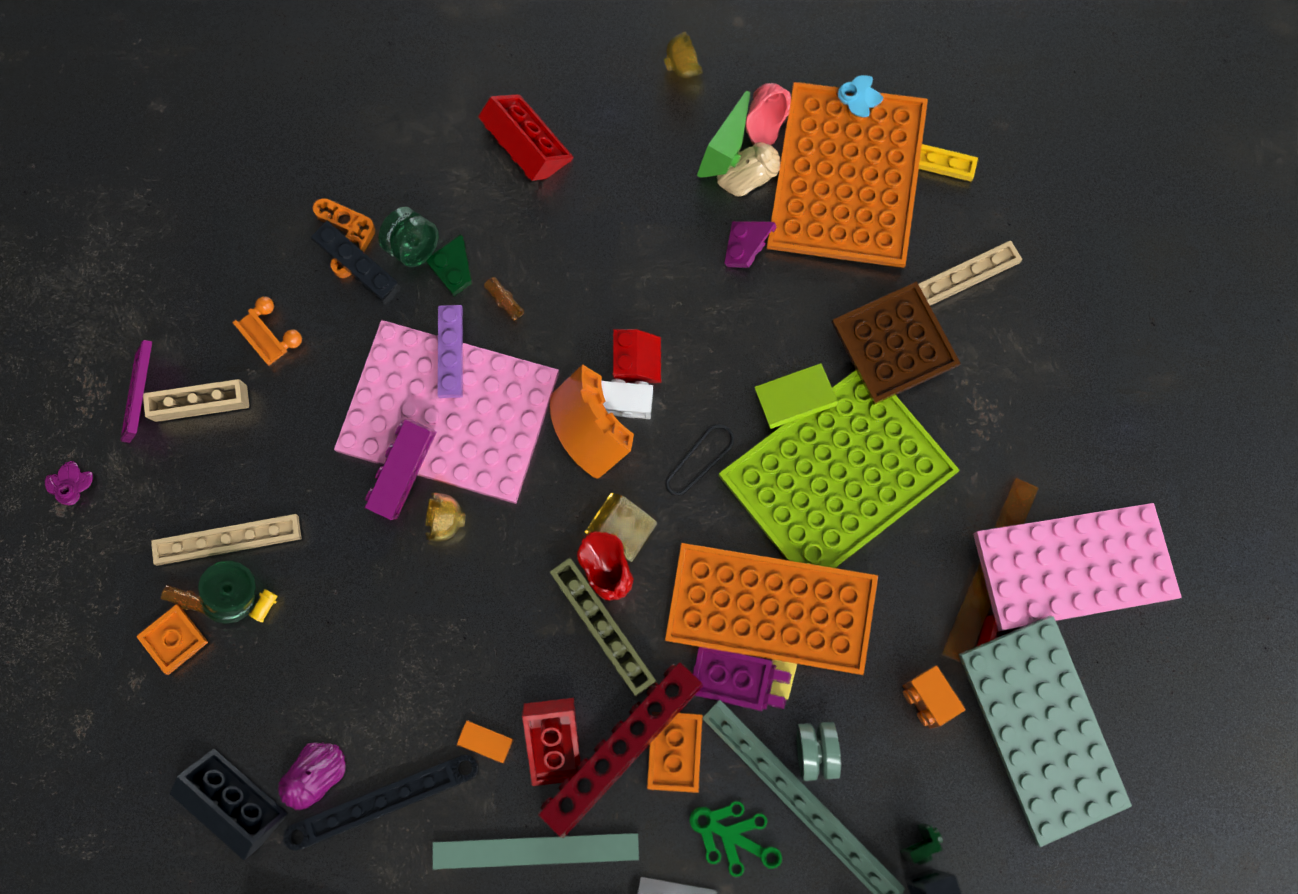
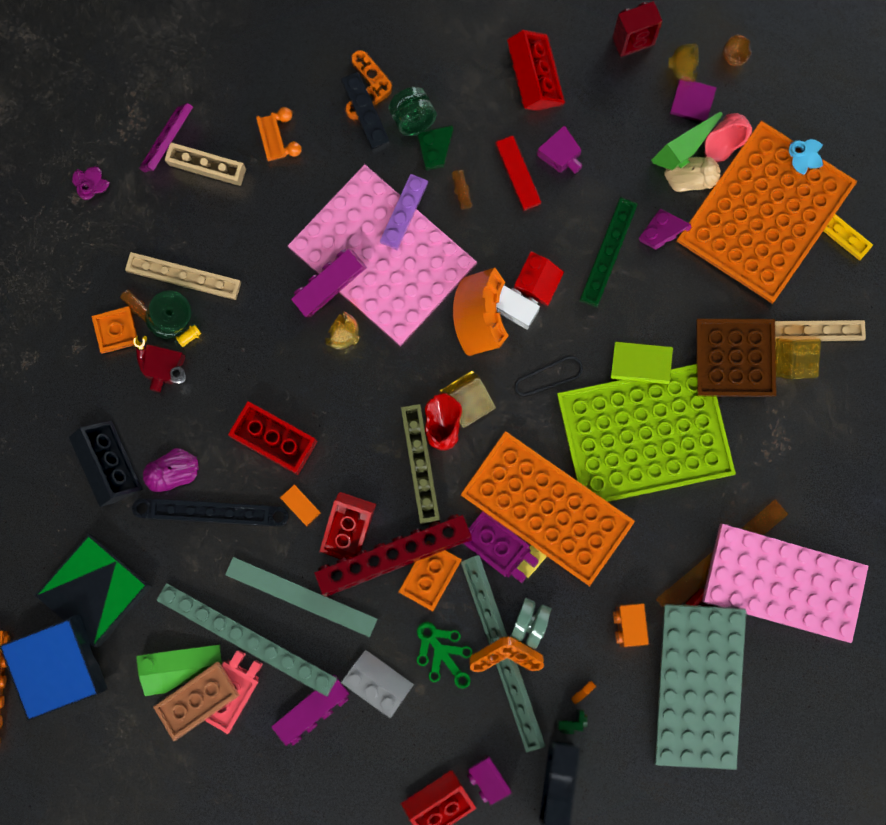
camera: 25 degrees right, 5 degrees up
(243, 655) = (159, 364): none -> dark red torso
(416, 678) = (272, 438): none -> red brick
(558, 253) = (518, 173): none -> red tile
(594, 209) = (561, 151): none -> magenta torso
(614, 42) = (637, 28): none -> dark red brick
(699, 294) = (608, 252): none -> dark green tile
(710, 94) = (693, 101): none -> magenta tile
(731, 21) = (737, 50): none -> clear orange hair
(801, 797) = (506, 648): none -> orange beam
(917, 802) = (578, 696): none -> orange tile
(961, 312) = (797, 358): none -> clear yellow bracket

